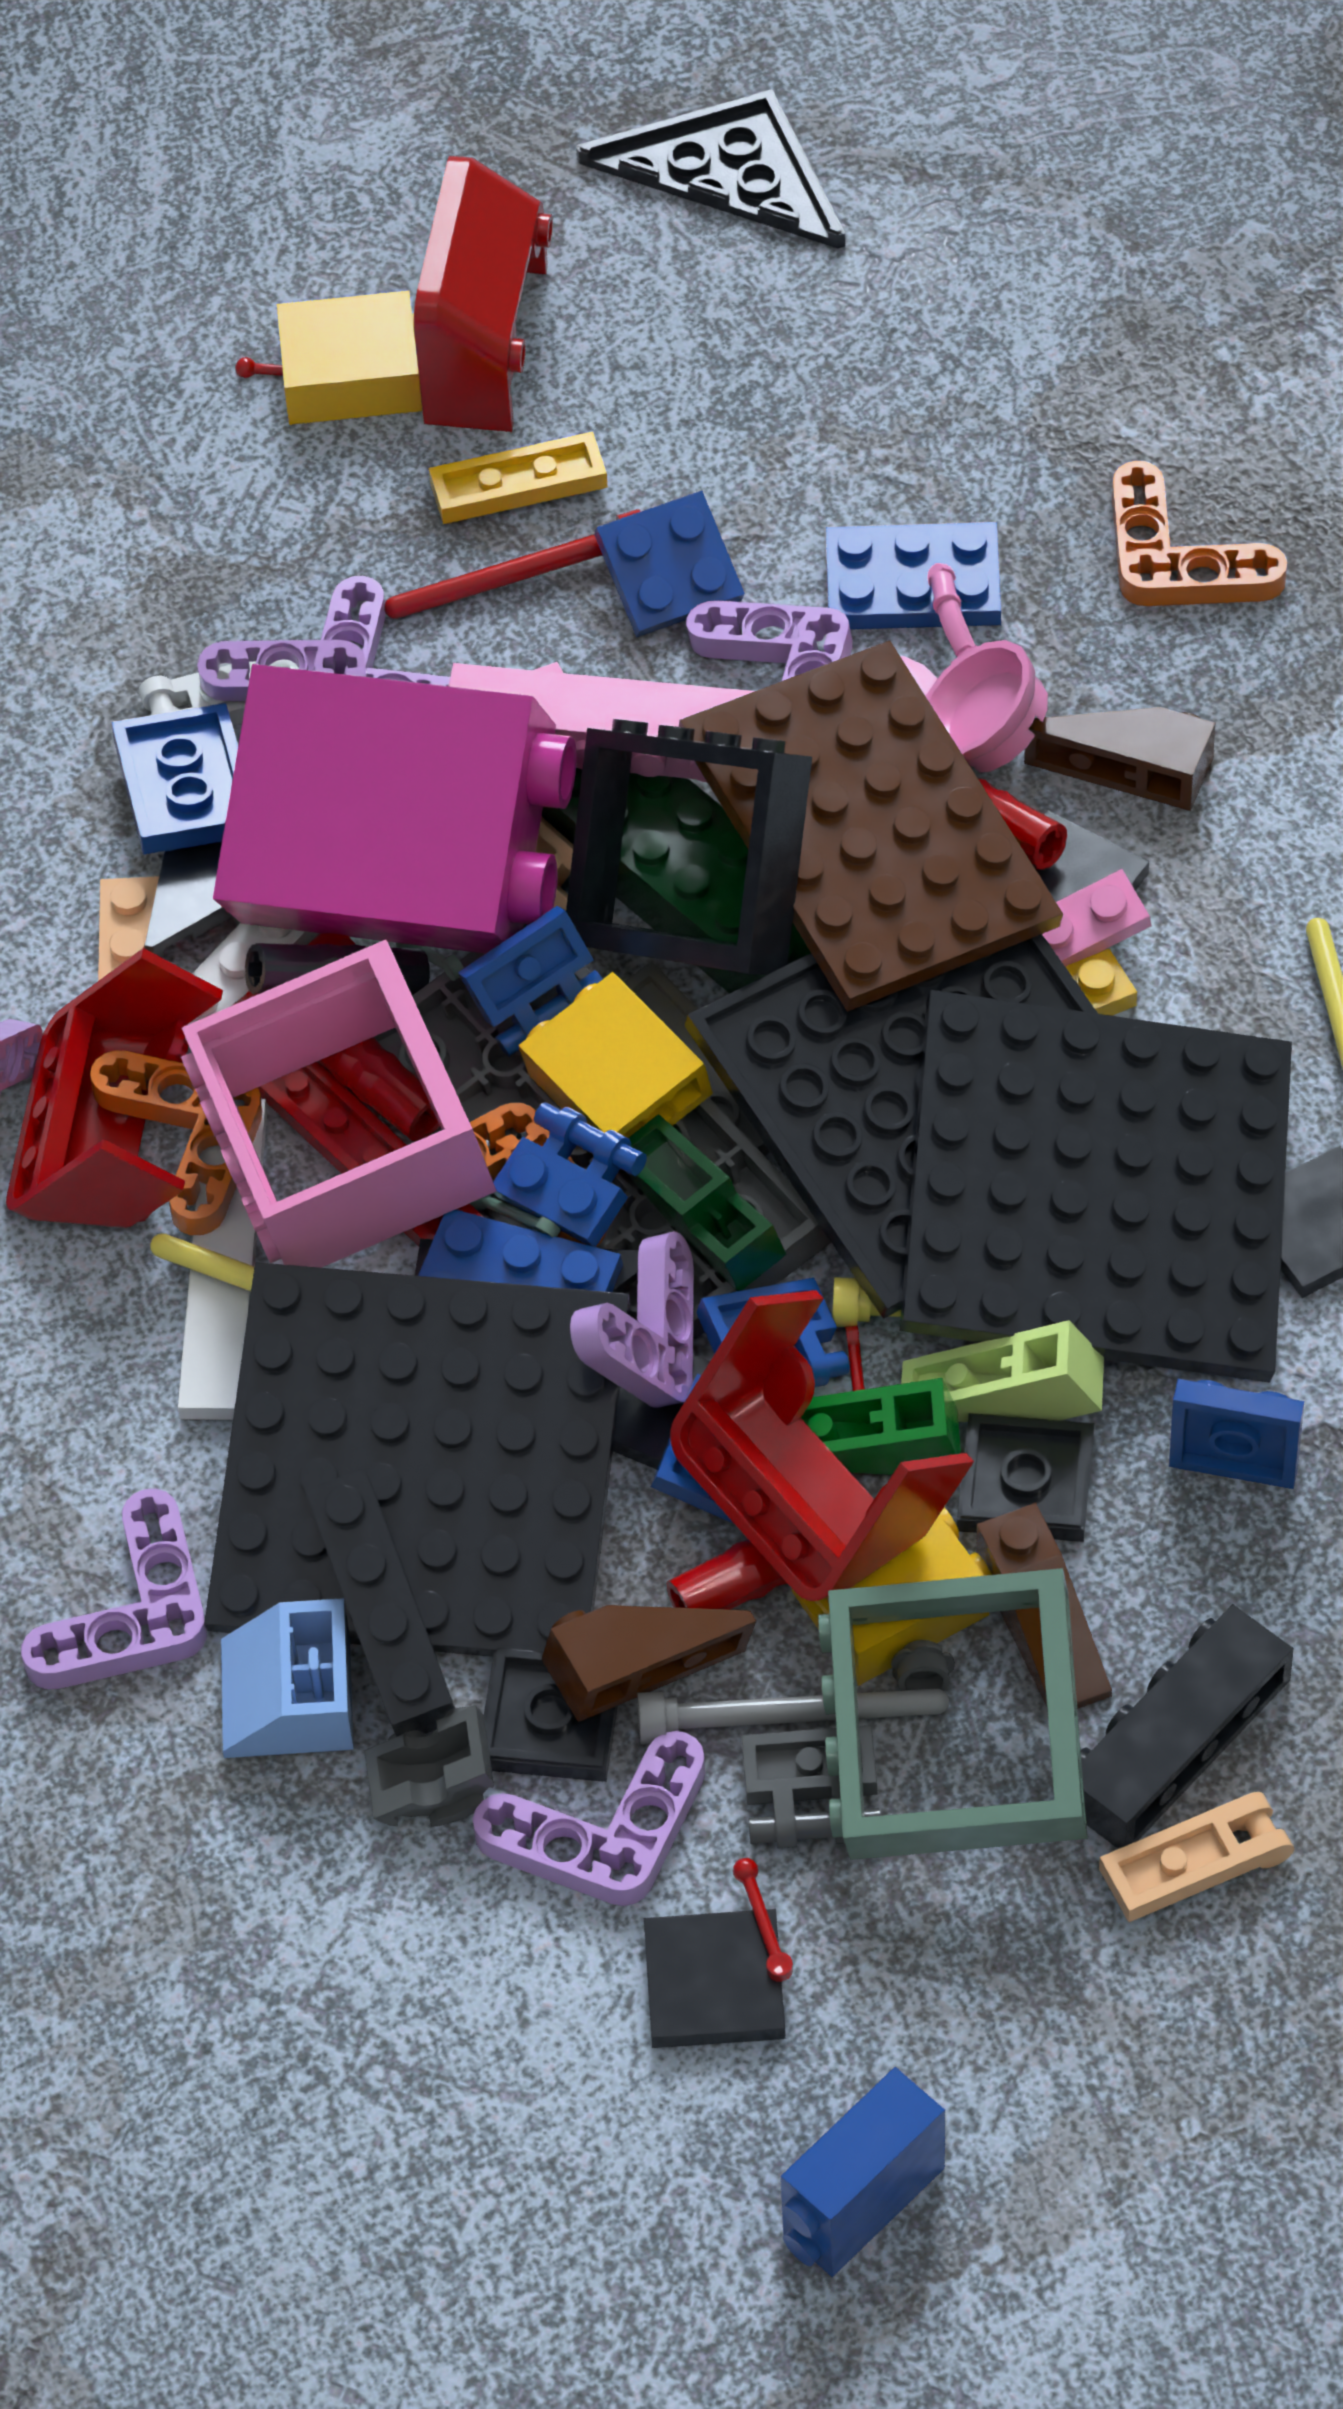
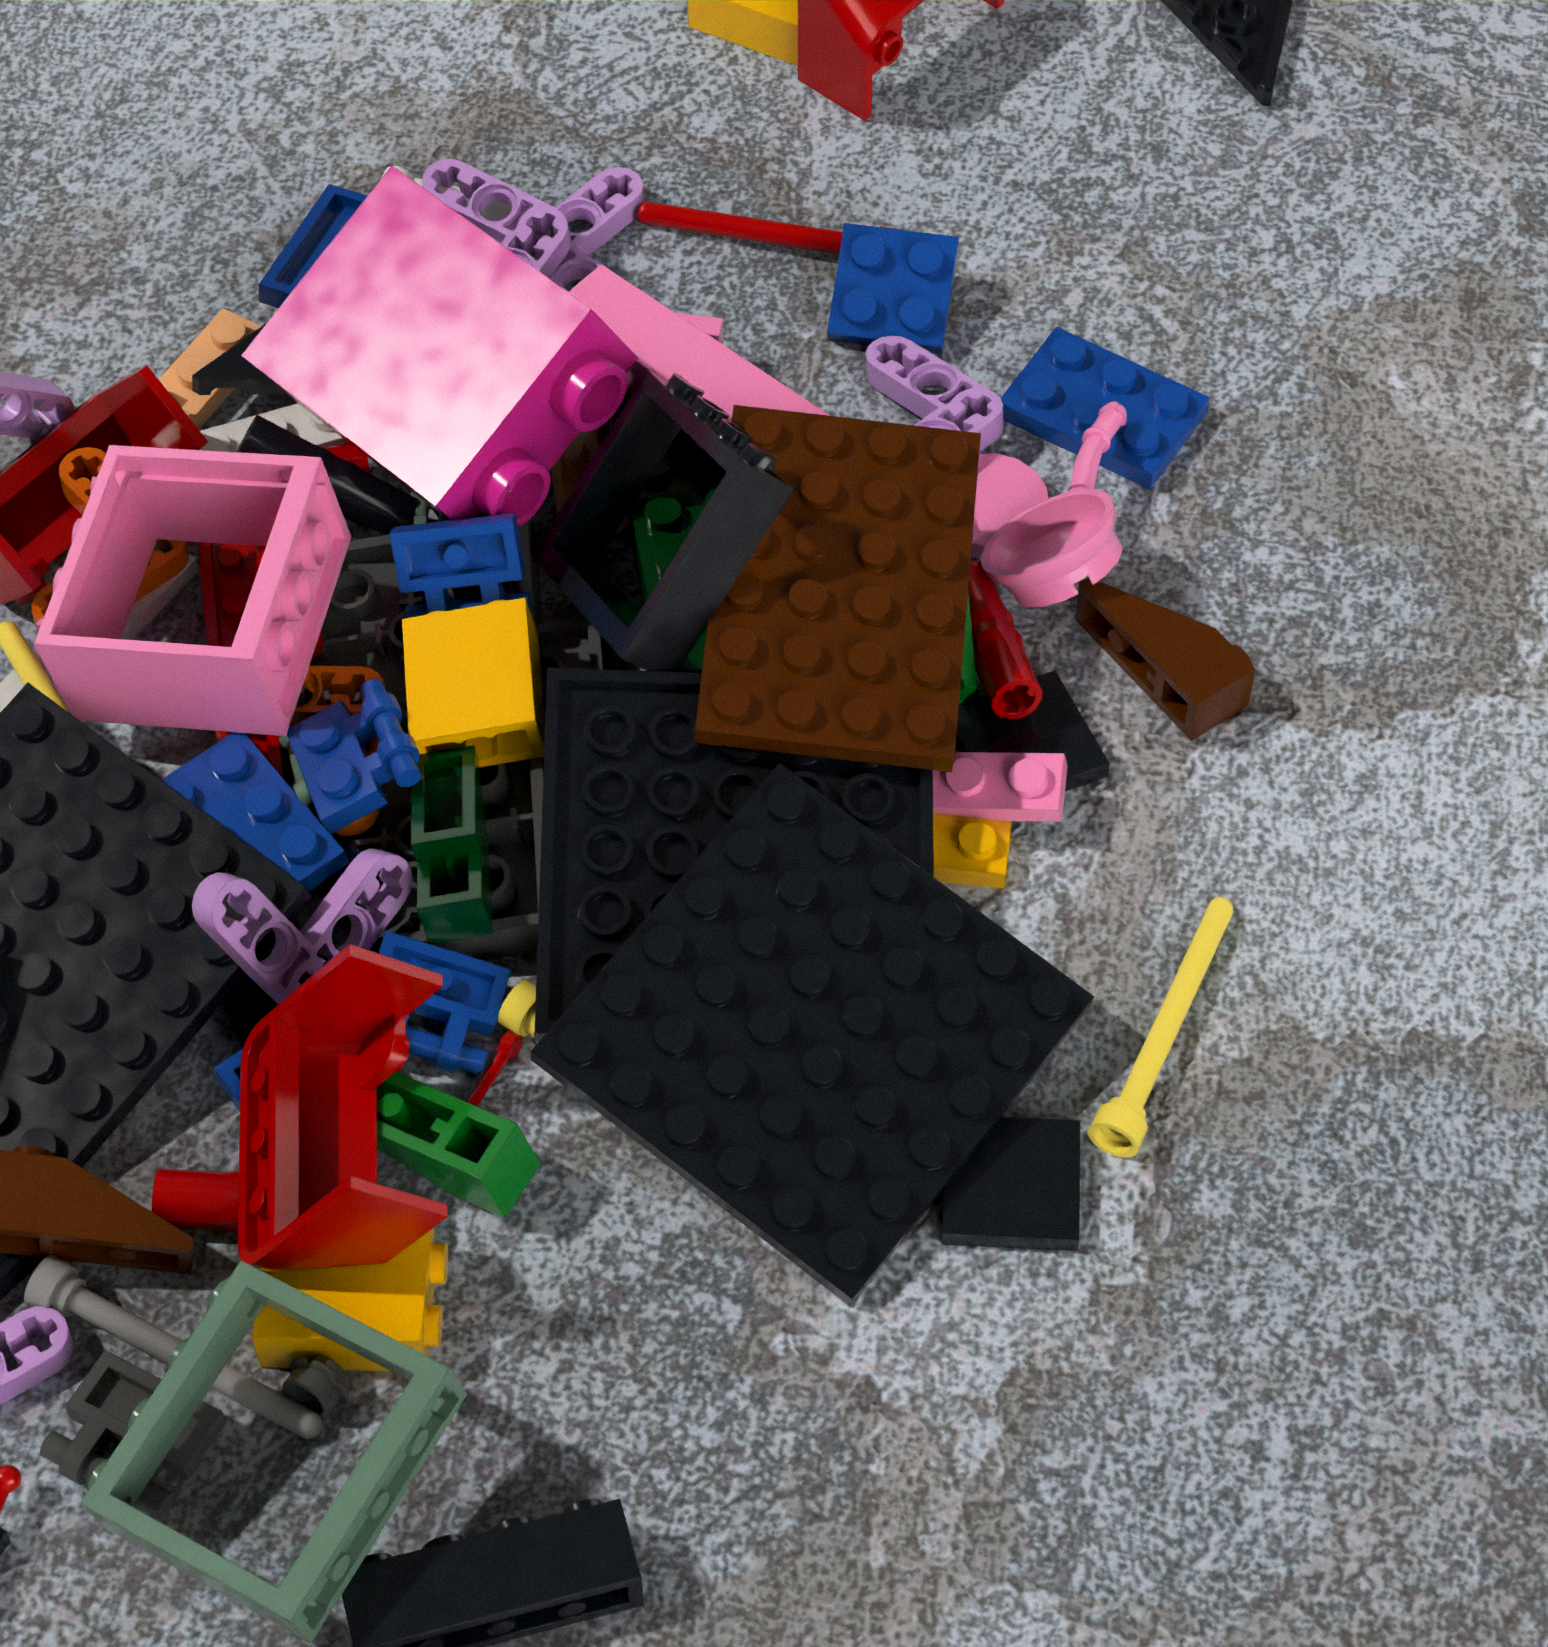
camera: 30 degrees right, 0 degrees up
(518, 477) = (830, 157): yellow plate -> none
(1025, 1544) = (477, 1341): reddish brown slope -> none
(1026, 1464) = (556, 1263): black tile -> none
(1029, 1375) = (610, 1165): yellowish green slope -> none
(1159, 559) = (1336, 501): orange beam -> none
(1236, 1433) = (752, 1335): blue plate -> none

